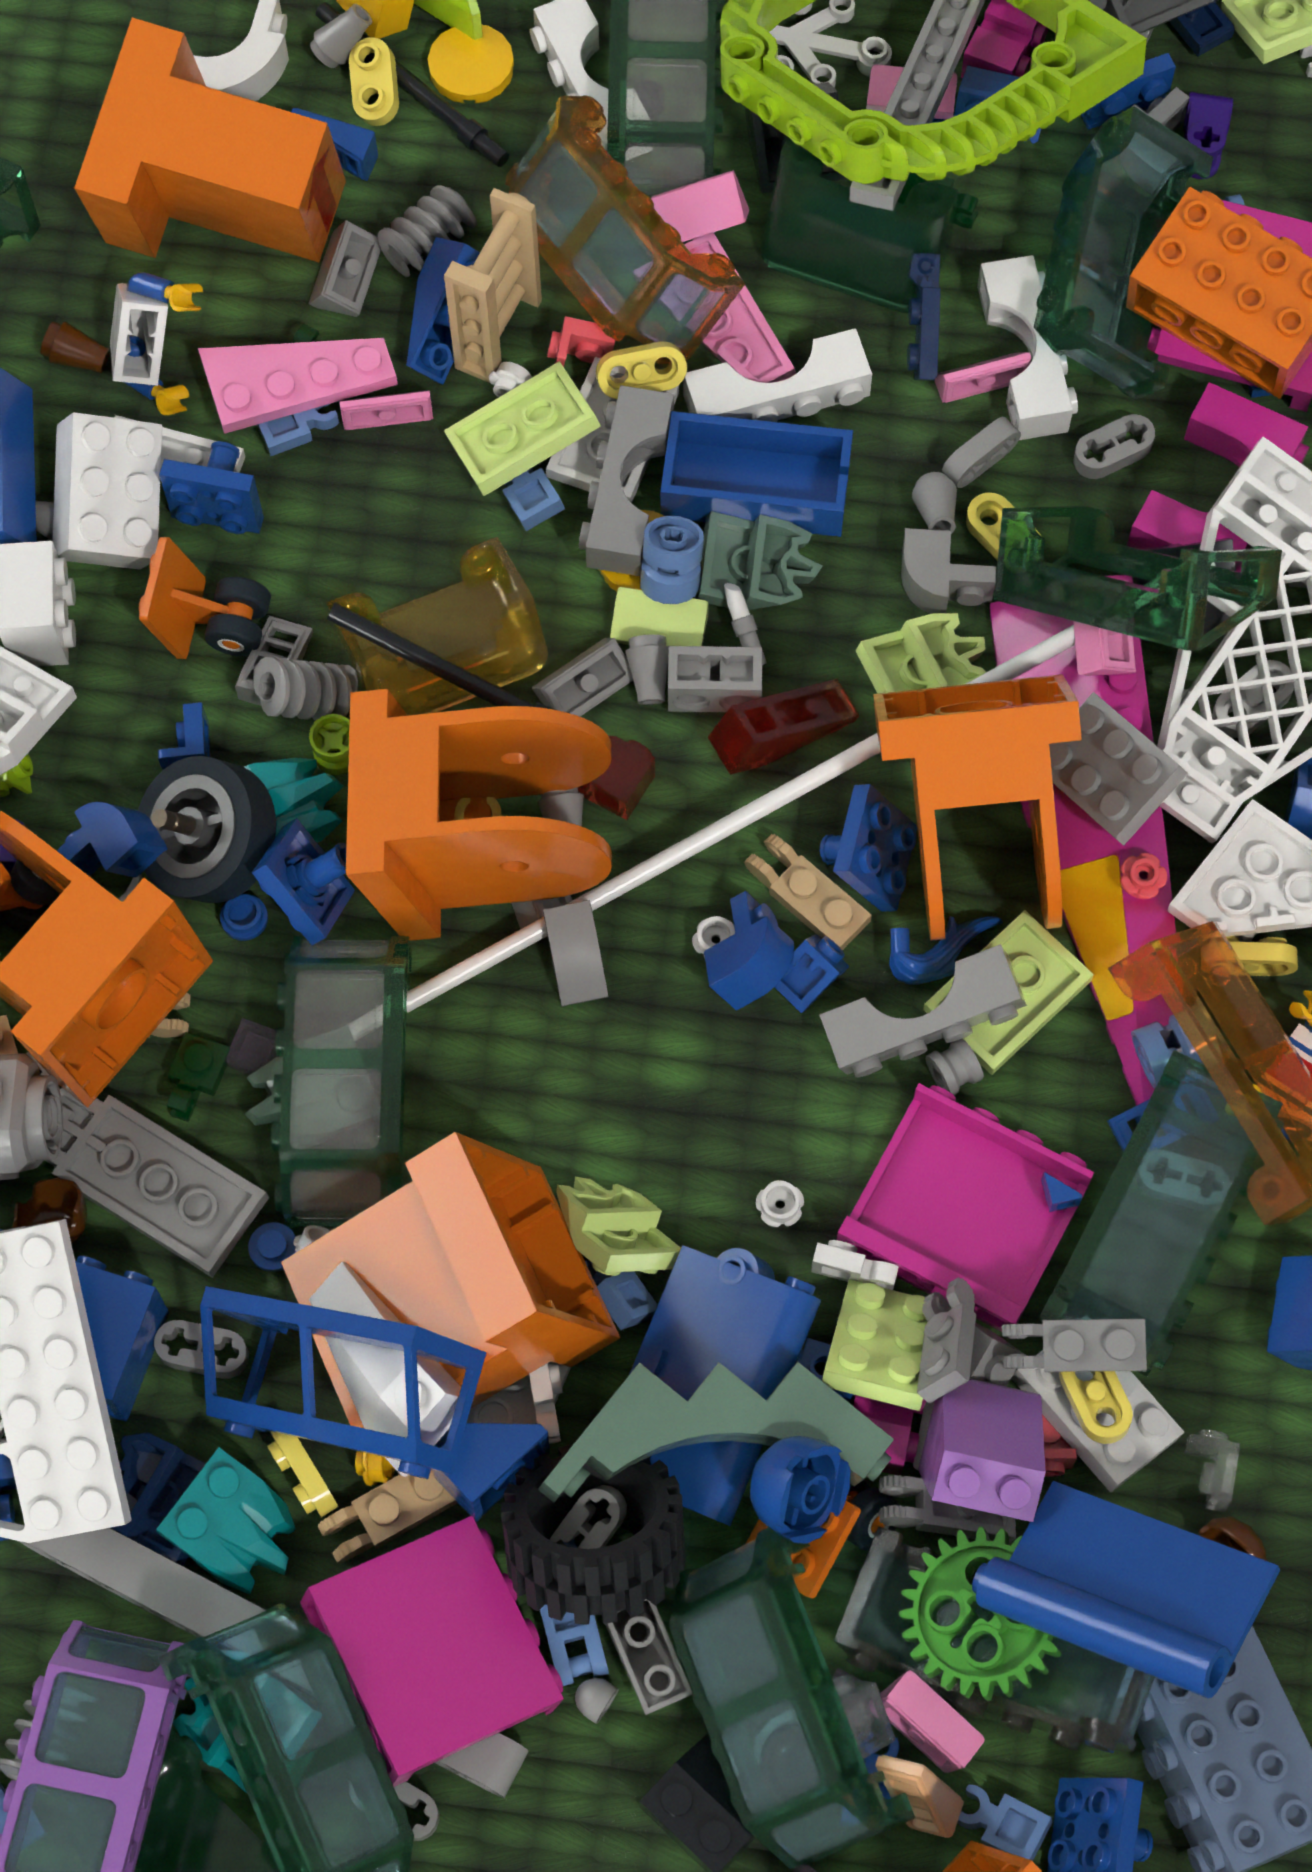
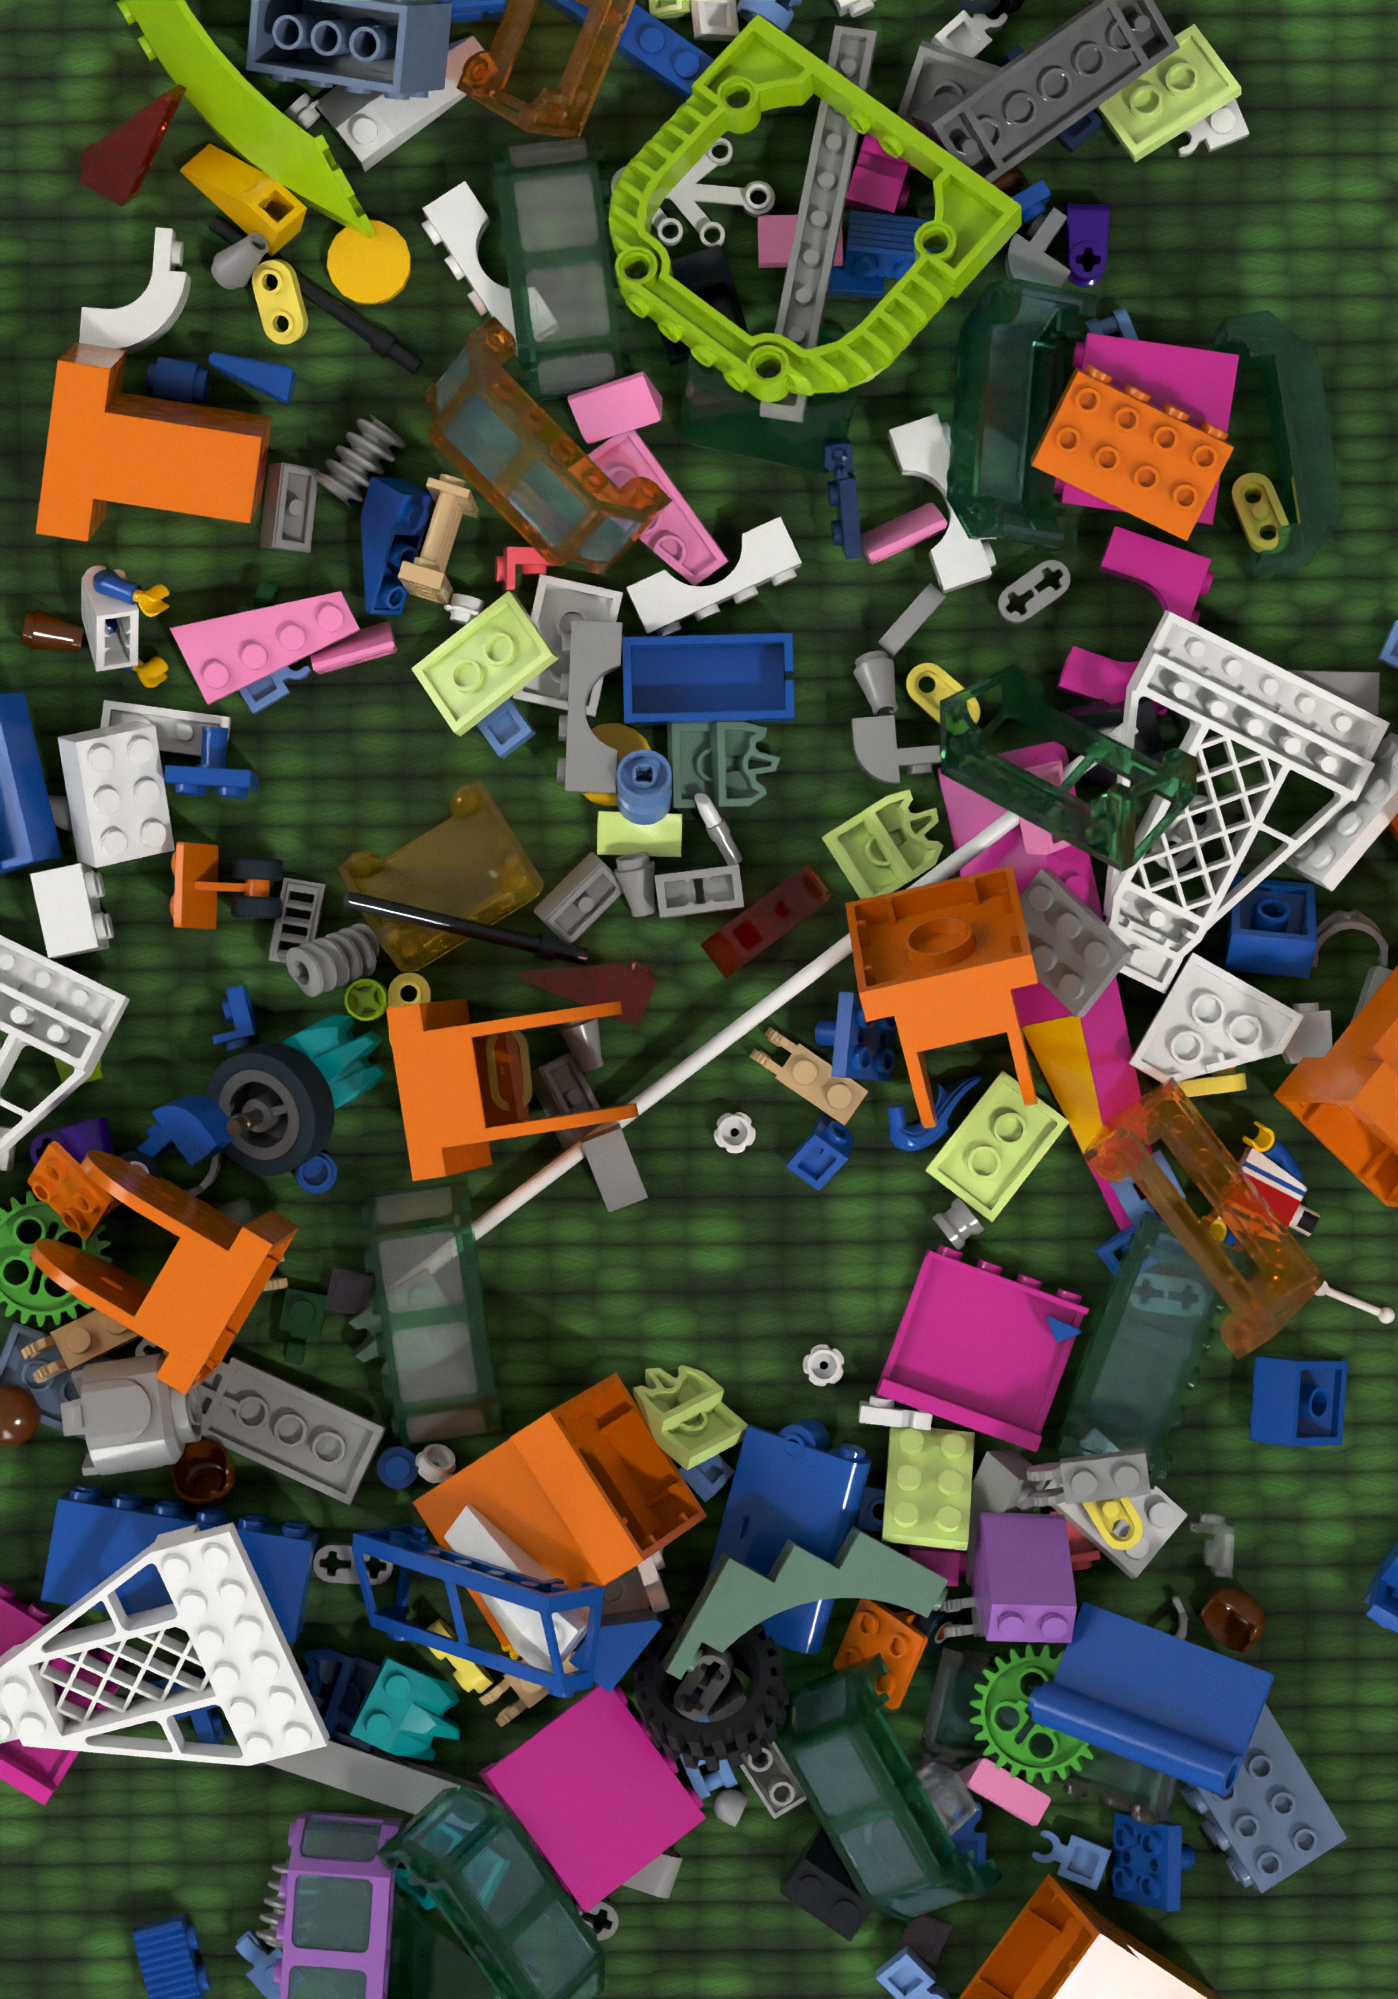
camera: 10 degrees left, 20 degrees up
(305, 880) = (375, 1144): blue plate -> none
(640, 368) = (586, 591): light yellow plate -> none
(752, 958) = (772, 1154): blue brick -> none
(799, 1487) = (872, 1636): blue cylinder -> none
(931, 1799) = (1007, 1851): light nougat slope -> none
(947, 1341) = (982, 1486): light grey hinge -> none
(980, 992) = (878, 1207): light grey arch -> none
(1140, 887) = (1092, 1033): coral plate -> none

